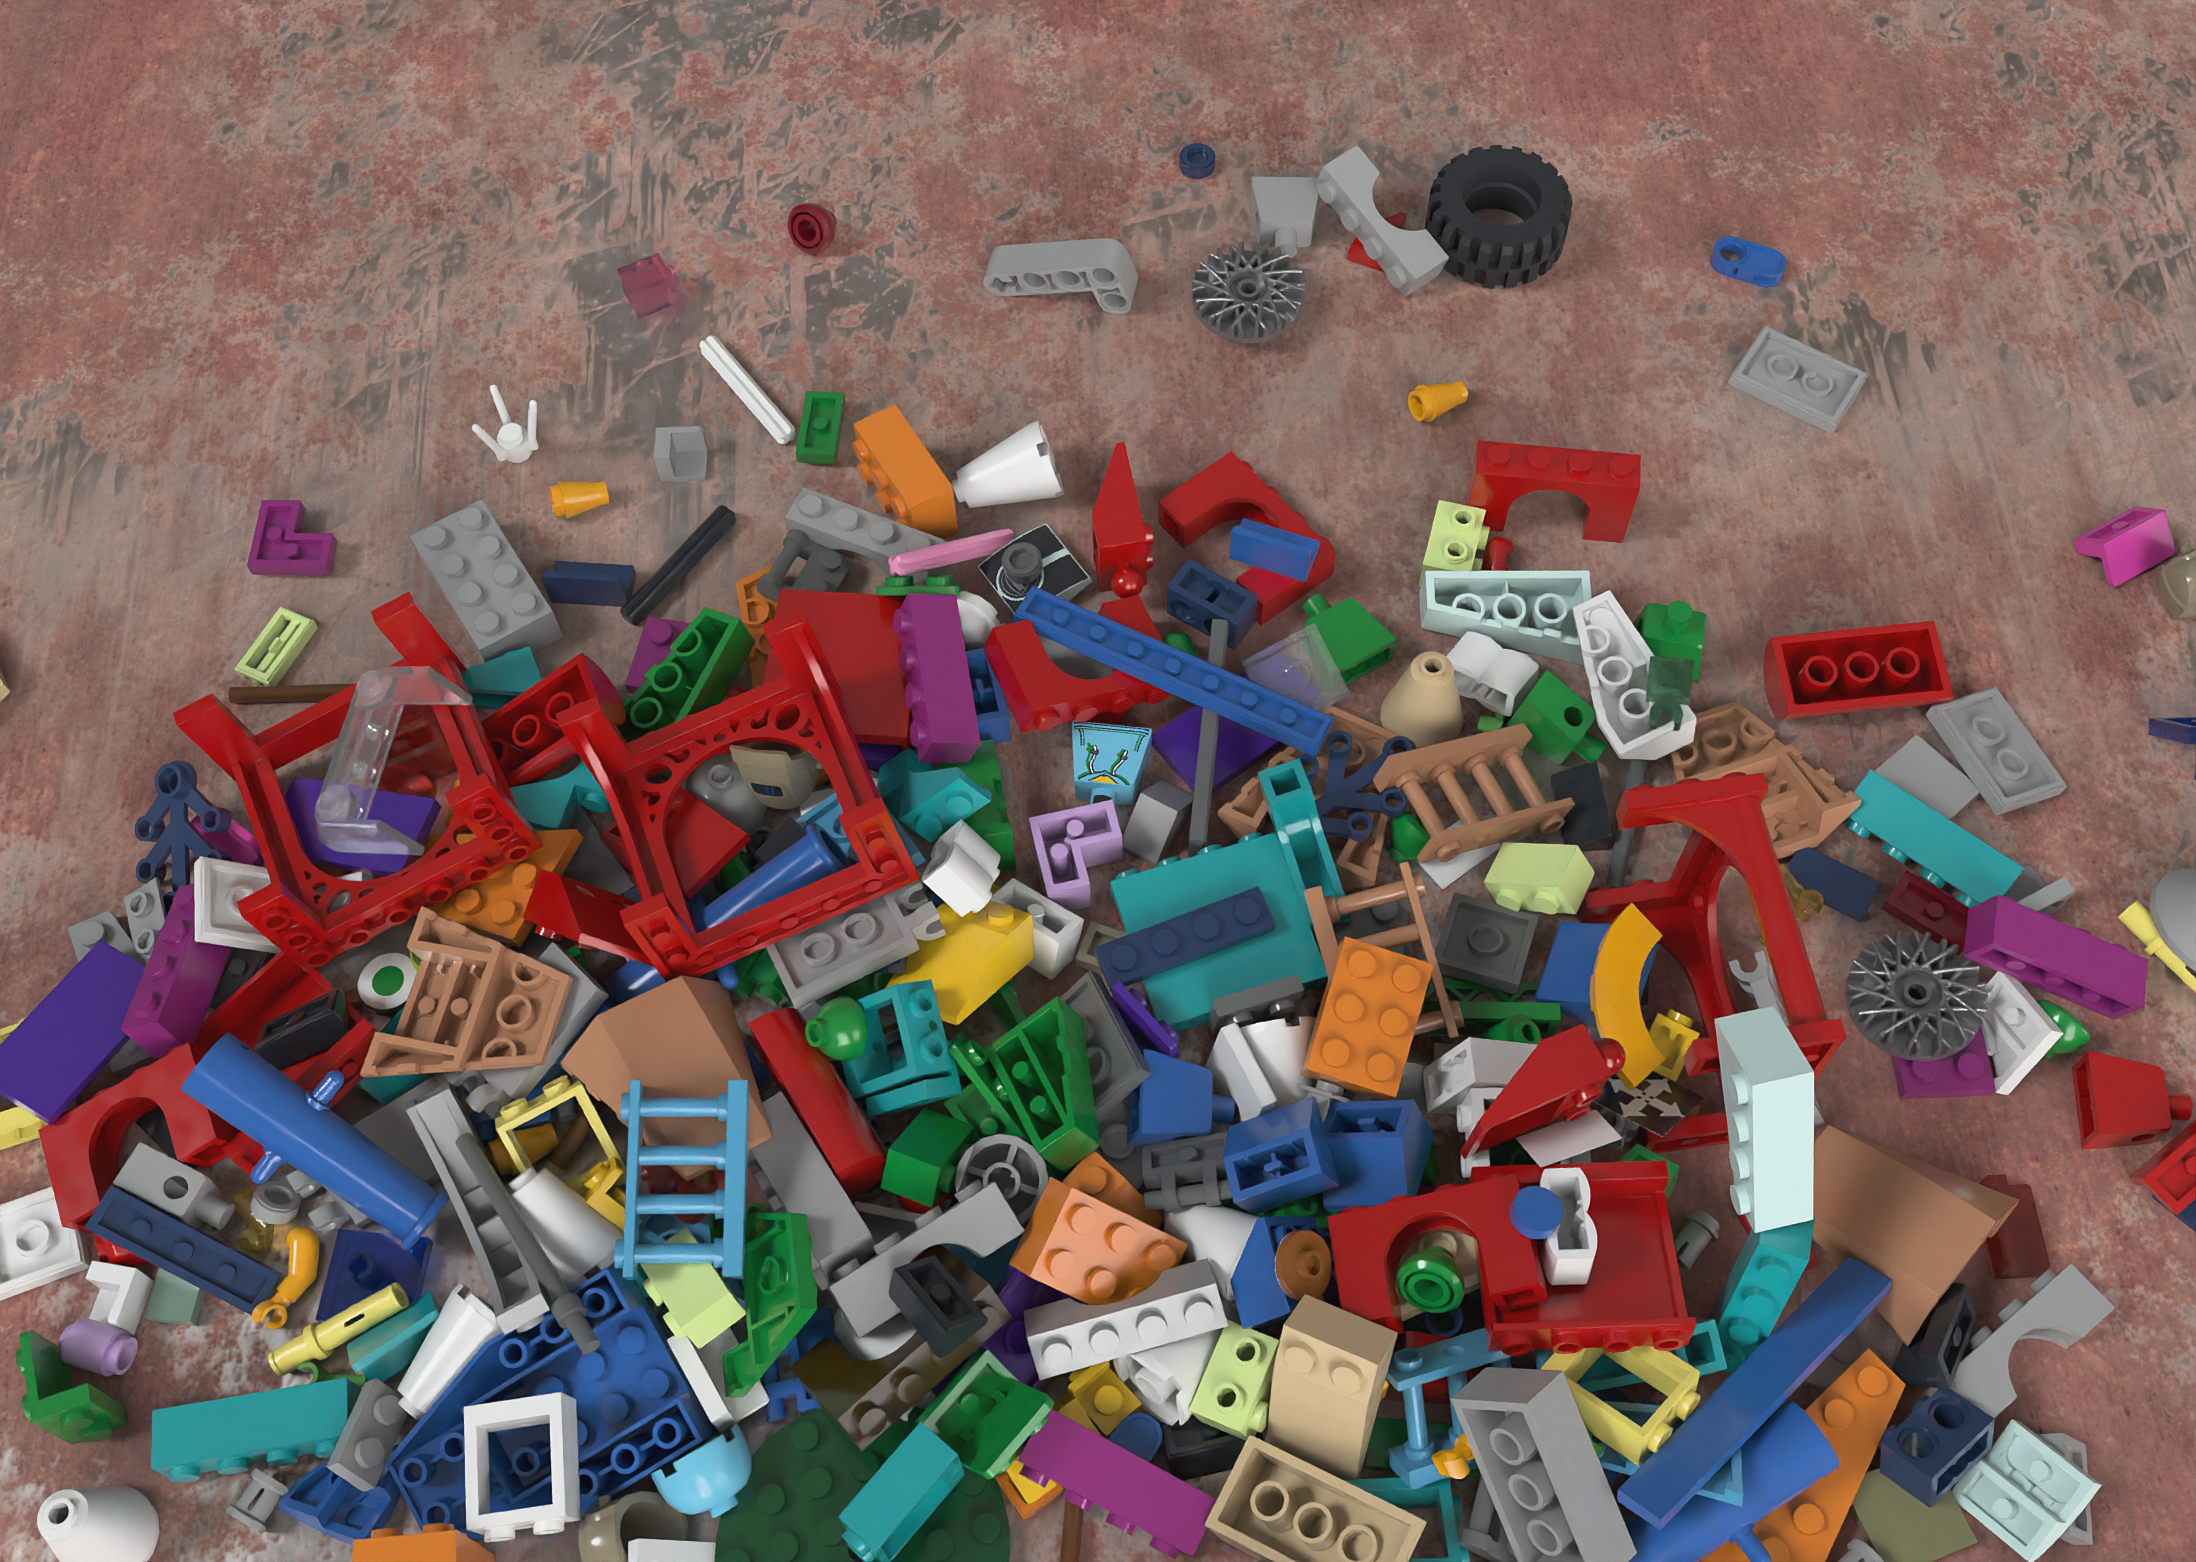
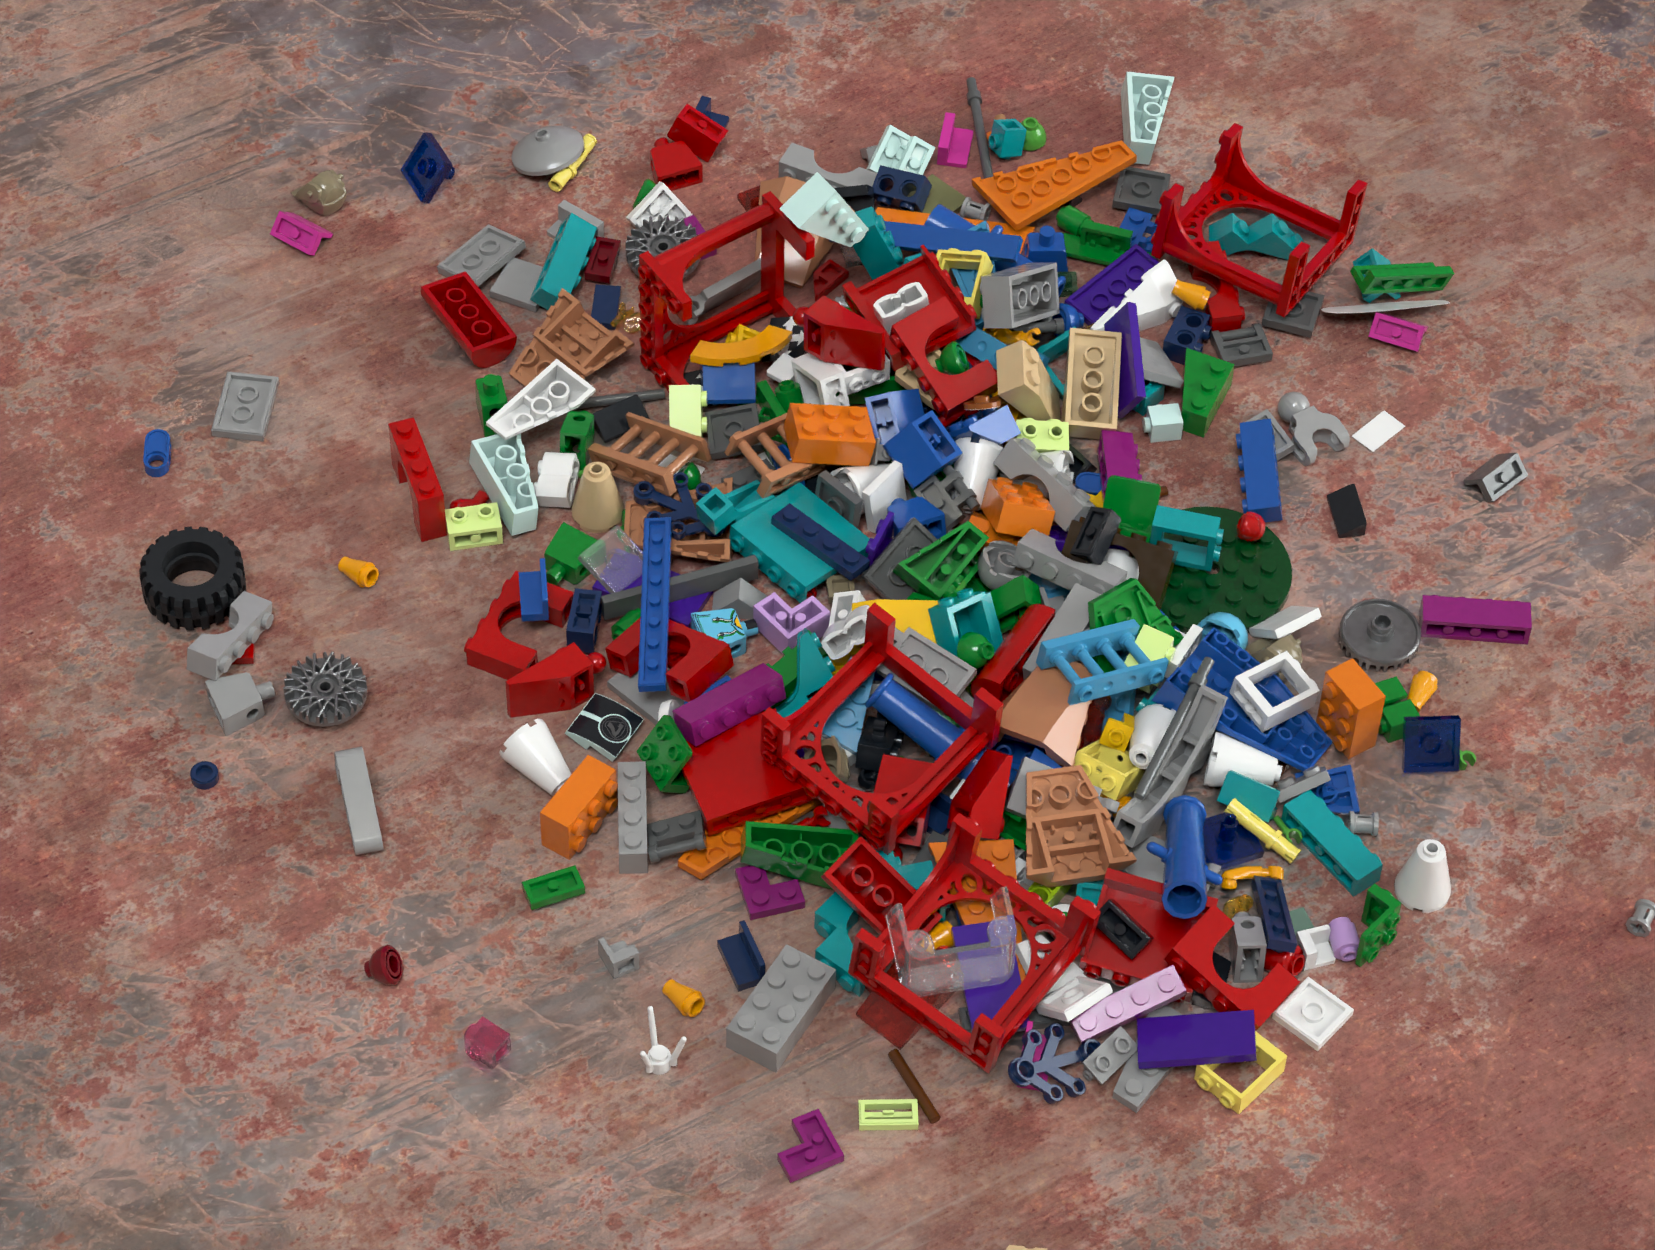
camera: 120 degrees left, 10 degrees down
(275, 1202) = (1224, 897): light grey tile -> none
(678, 565) = (698, 918): black axle -> none
(747, 389) = (541, 948): white axle -> none
(949, 552) = (626, 753): bright pink axle -> none
(1022, 563) = (606, 726): dark grey tile -> none
(1536, 1212) = (911, 306): blue tile -> none
(1669, 687) = (544, 373): clear green plate -> none
(2055, 957) = (610, 197): magenta brick -> none

